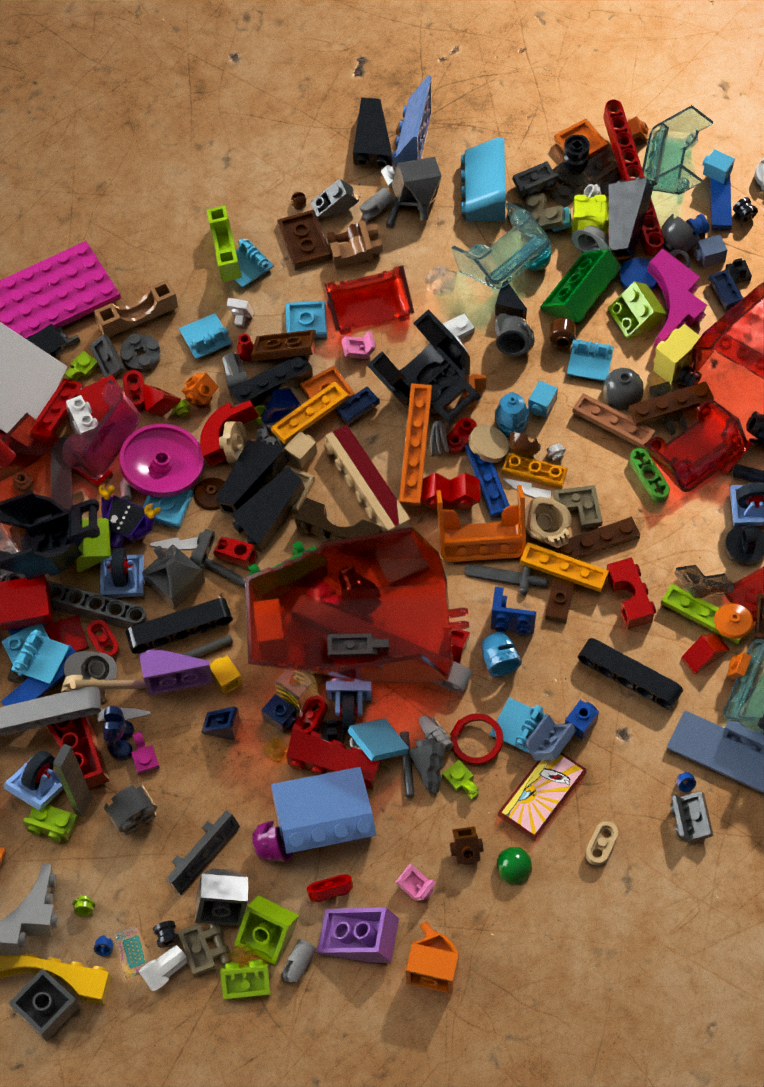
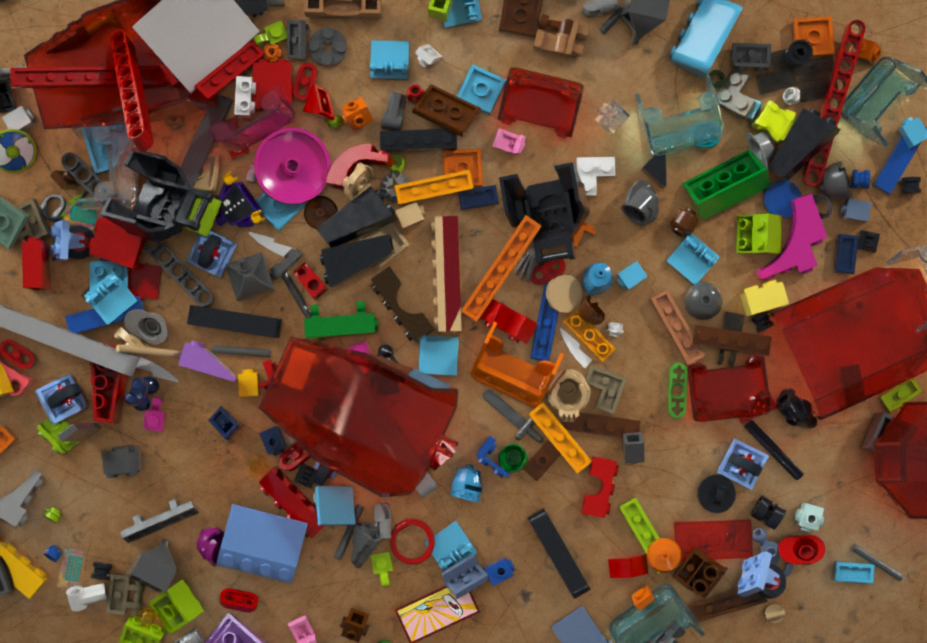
camera: 25 degrees right, 25 degrees up
(89, 376) = (272, 57): none -> orange plate
(103, 641) = (170, 301): red plate -> none
(240, 651) = (270, 369): none -> red bracket
(279, 405) = (413, 167): clear blue slope -> none
(355, 645) = (354, 425): dark grey hinge -> none
(532, 602) = (512, 458): none -> green hair
(640, 540) = (633, 447): none -> dark grey brick
(701, 585) = (657, 514): clear smoke plate -> none

